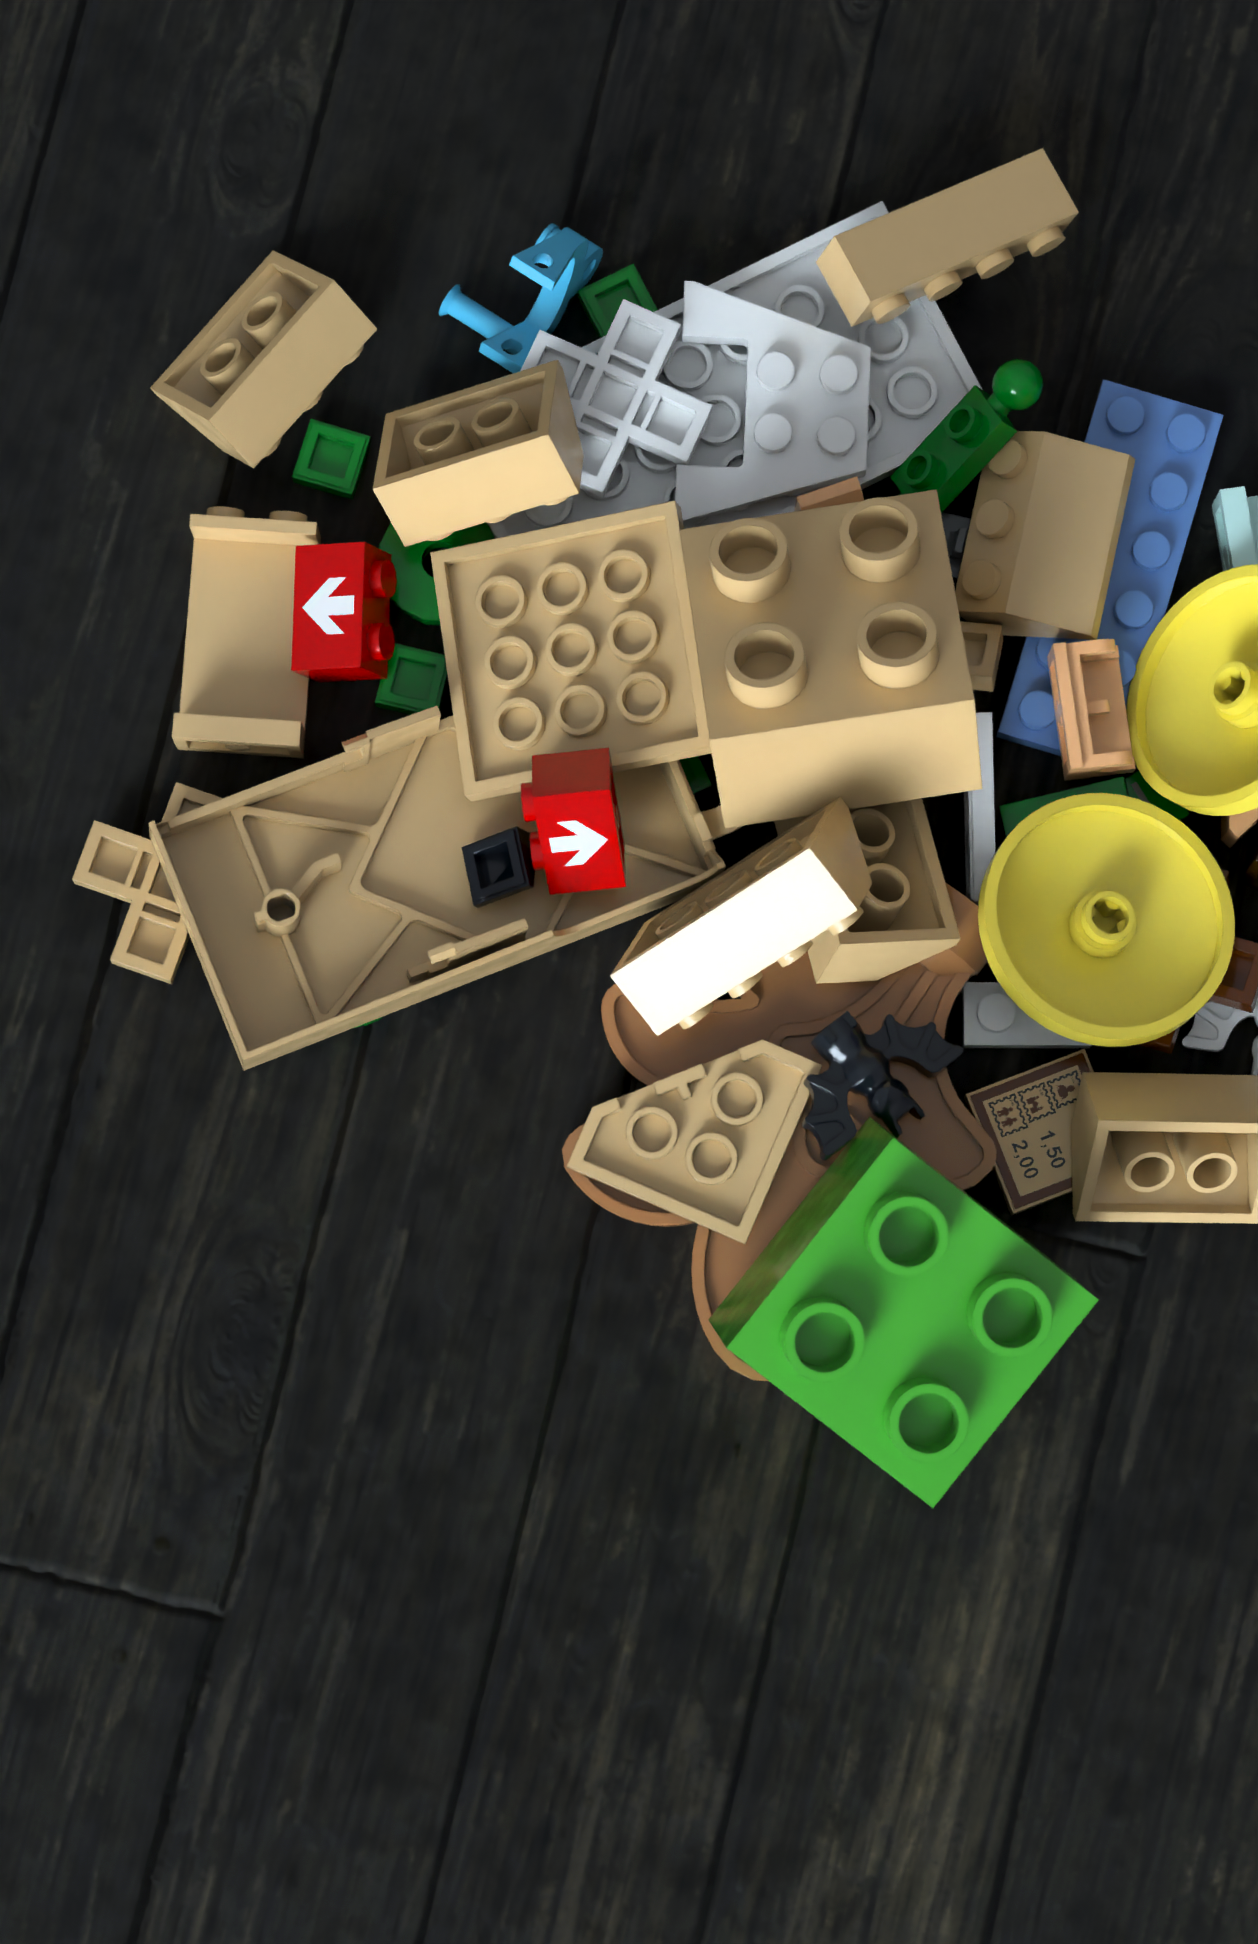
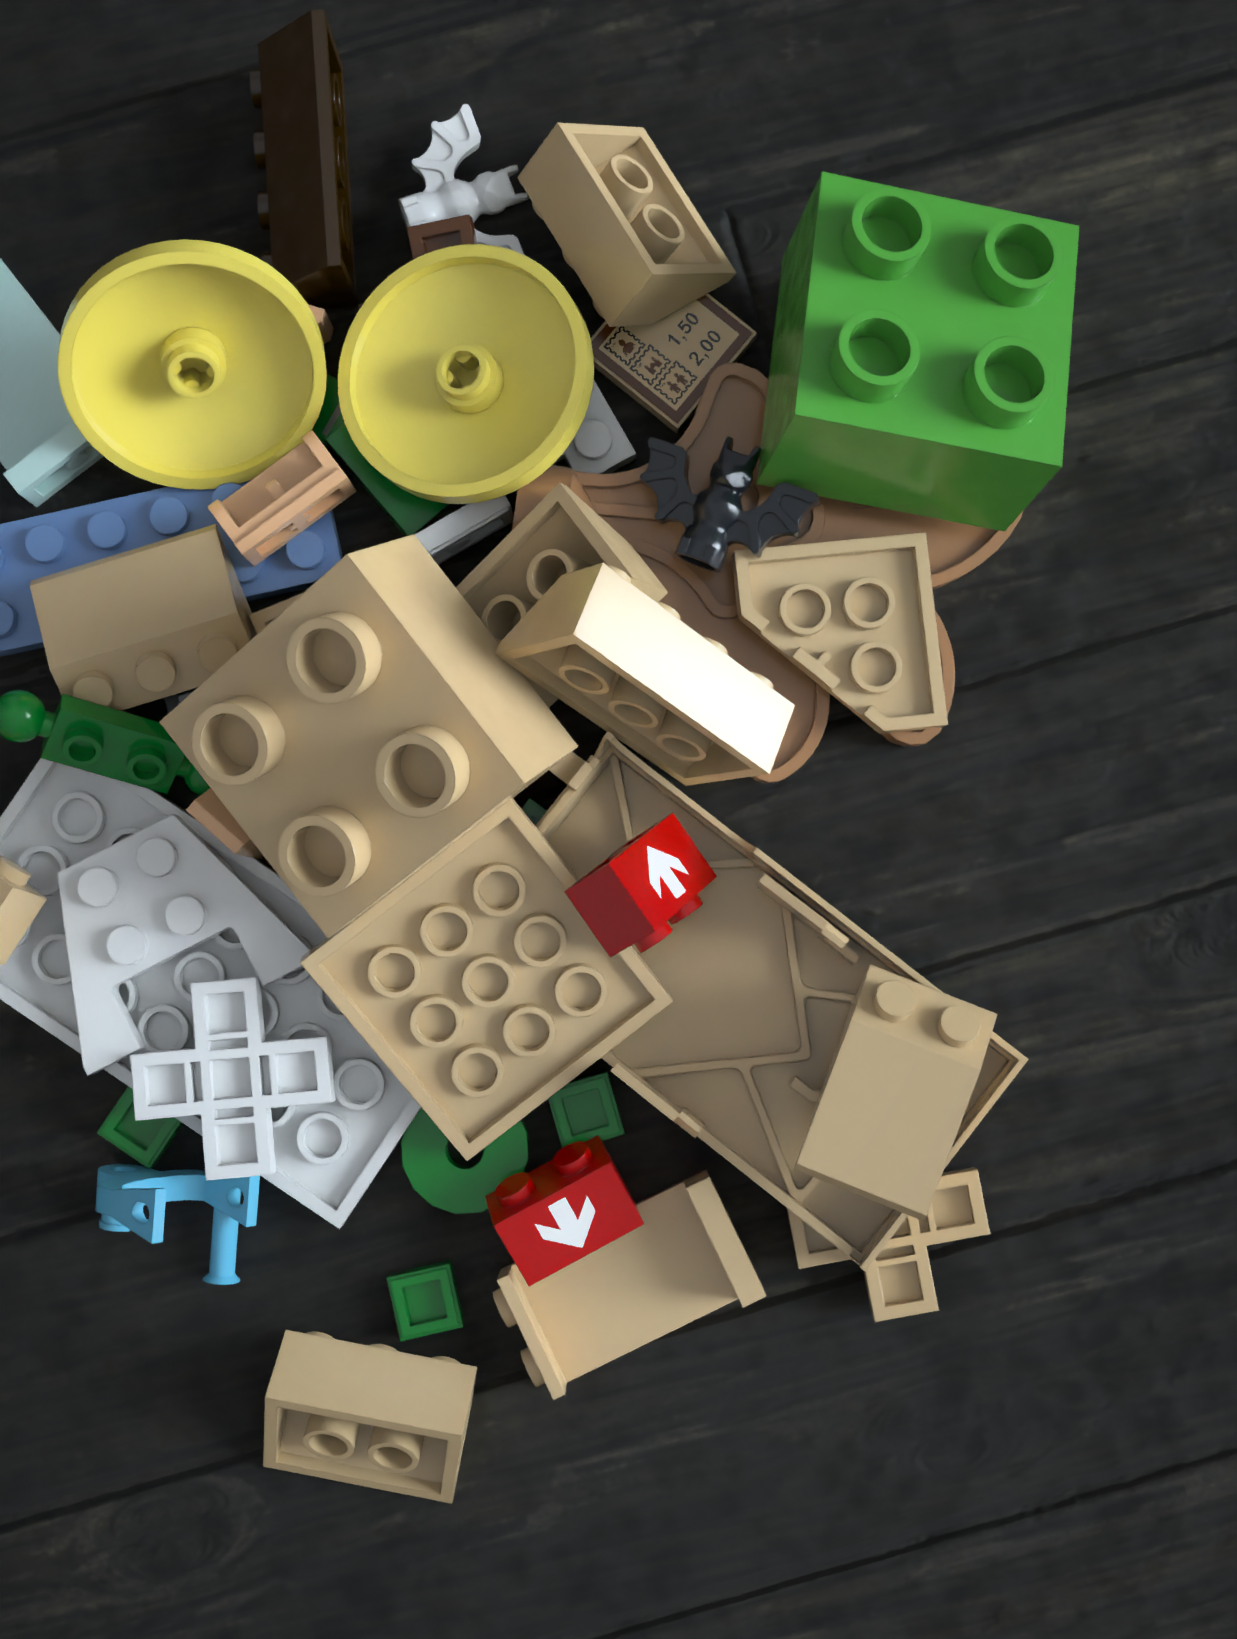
camera: 115 degrees left, 5 degrees up
(284, 926) = (896, 1092): none -> tan slope
(479, 455) = (354, 1167): tan slope -> none
(499, 866) = (714, 936): black slope -> none

